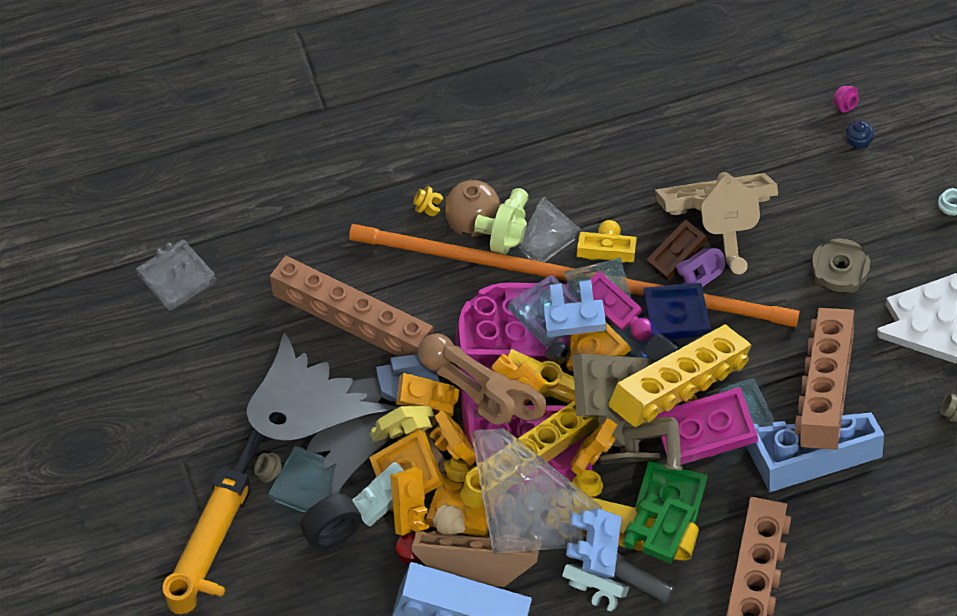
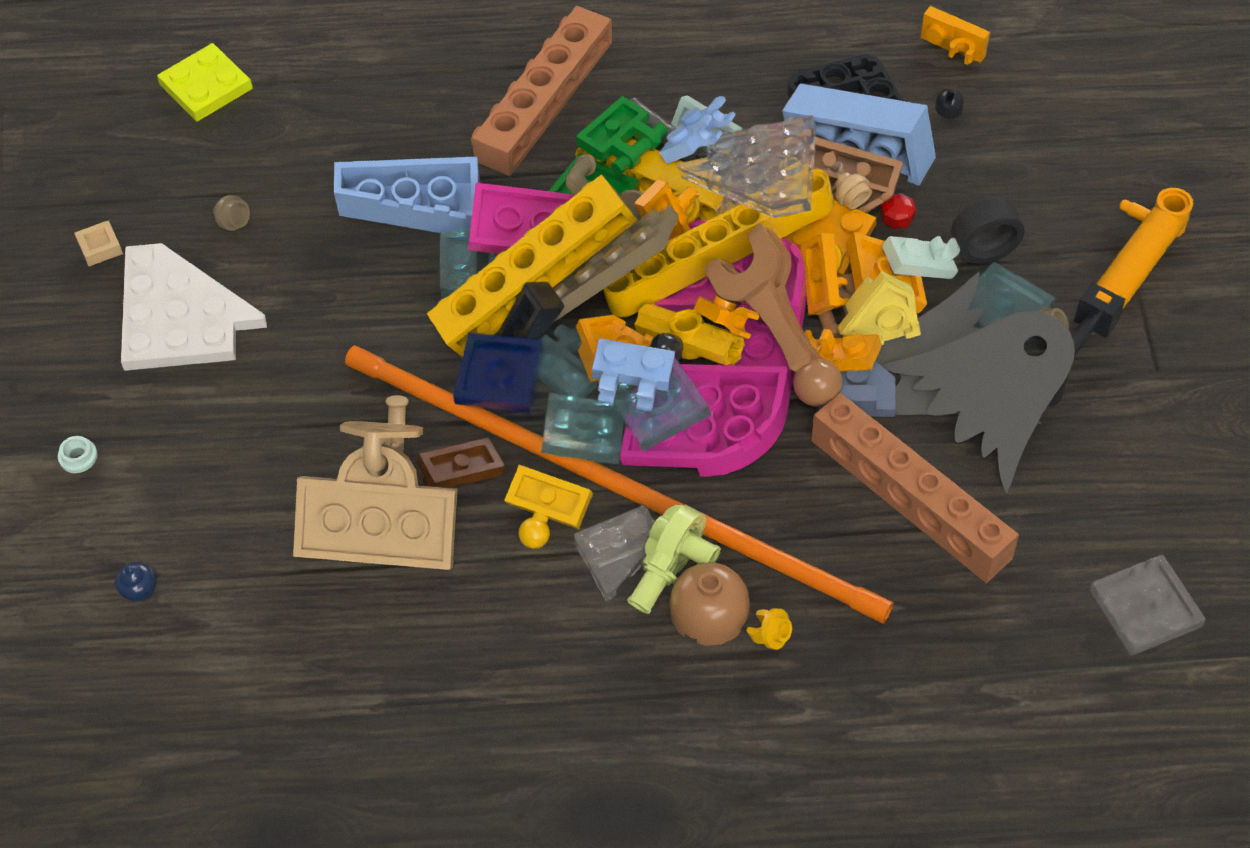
camera: 165 degrees left, 0 degrees up
(408, 501) = (891, 219): light orange plate -> none
(619, 307) = (572, 389): dark pink plate -> none
(709, 263) = (453, 428): medium lavender plate -> none
(826, 379) = (395, 158): nougat brick -> none
(838, 279) = (267, 423): dark tan plate -> none
(846, 98) = (122, 635): dark pink plate -> none

